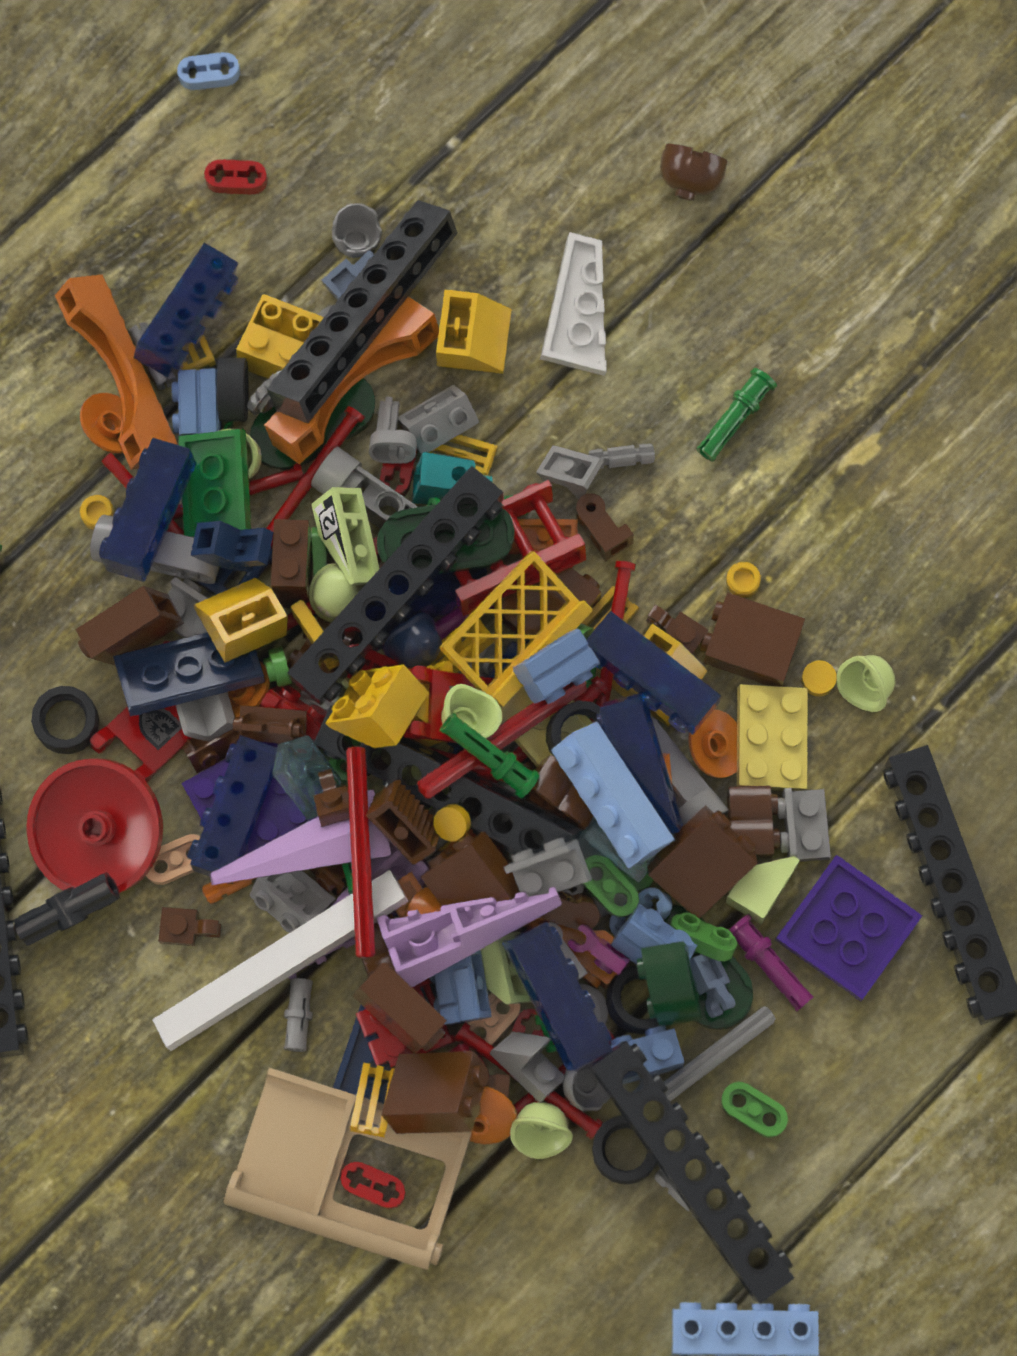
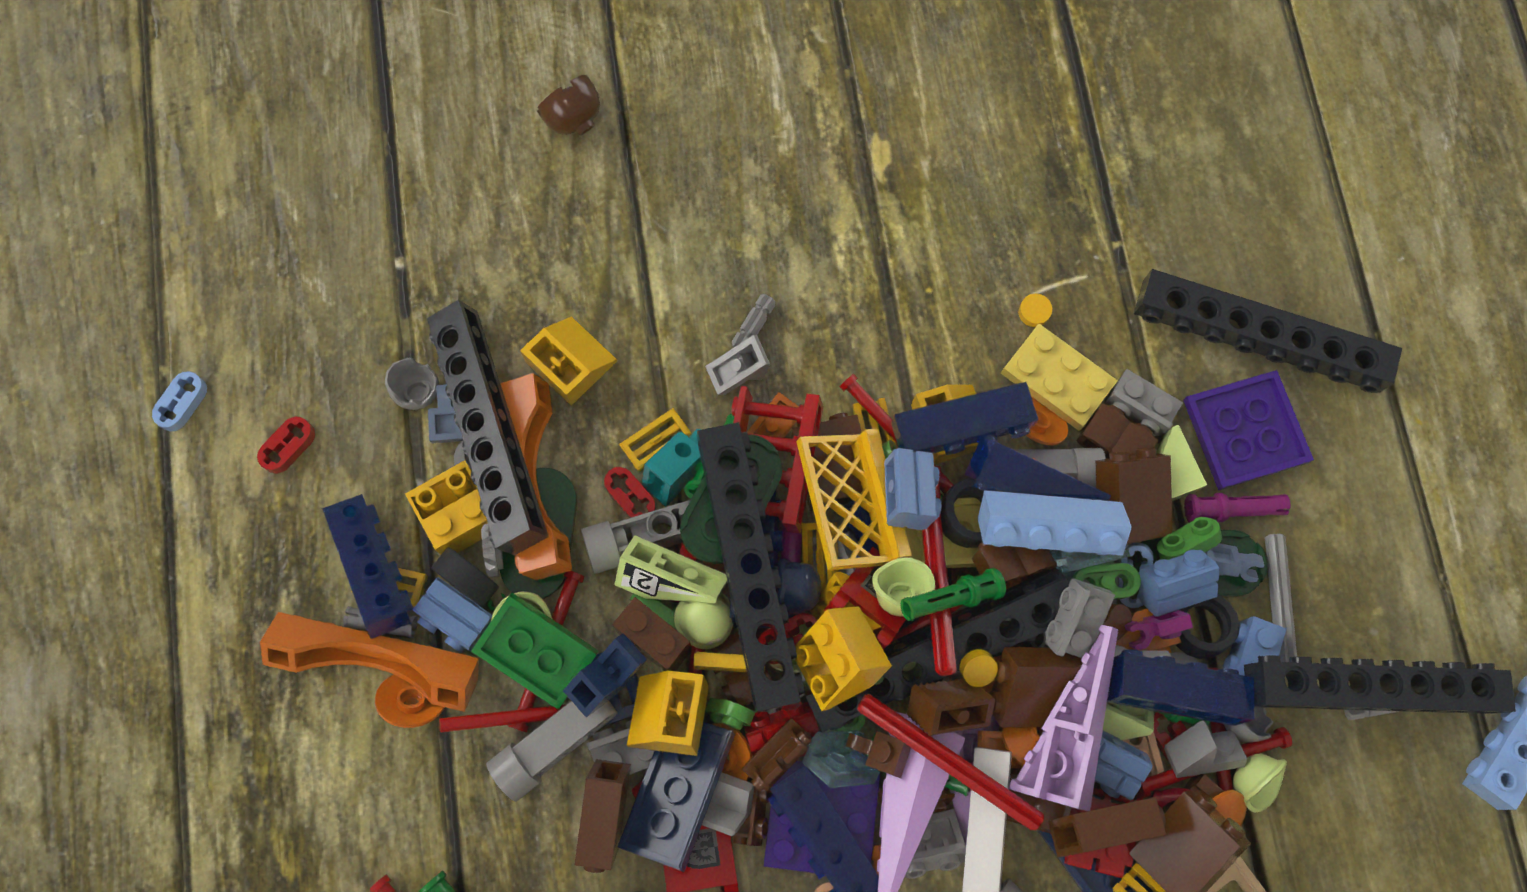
camera: 60 degrees left, 0 degrees up
(93, 508) = (473, 766): yellow tile -> none
(147, 509) = (517, 725): clear blue brick -> none
(304, 485) = (584, 567): red bar -> none
(387, 439) = (607, 489): light grey piece -> none
(439, 419) = (616, 435): light grey bracket -> none
(576, 318) = (619, 277): white wing -> none
(600, 528) = (798, 379): reddish brown leg -> none
(604, 1166) = (1339, 741): black tyre -> none
(670, 984) = (1226, 591): dark green brick -> none
(681, 628) = (921, 380): reddish brown plate -> none
(743, 579) = (917, 307): yellow tile -> none
(744, 403) = (782, 205): green pin -> none
(752, 640) = (974, 334): reddish brown brick -> none
(755, 1108) = (1344, 604): bright green plate -> none
(866, 682) = (1068, 277): yellowish green helmet -> none

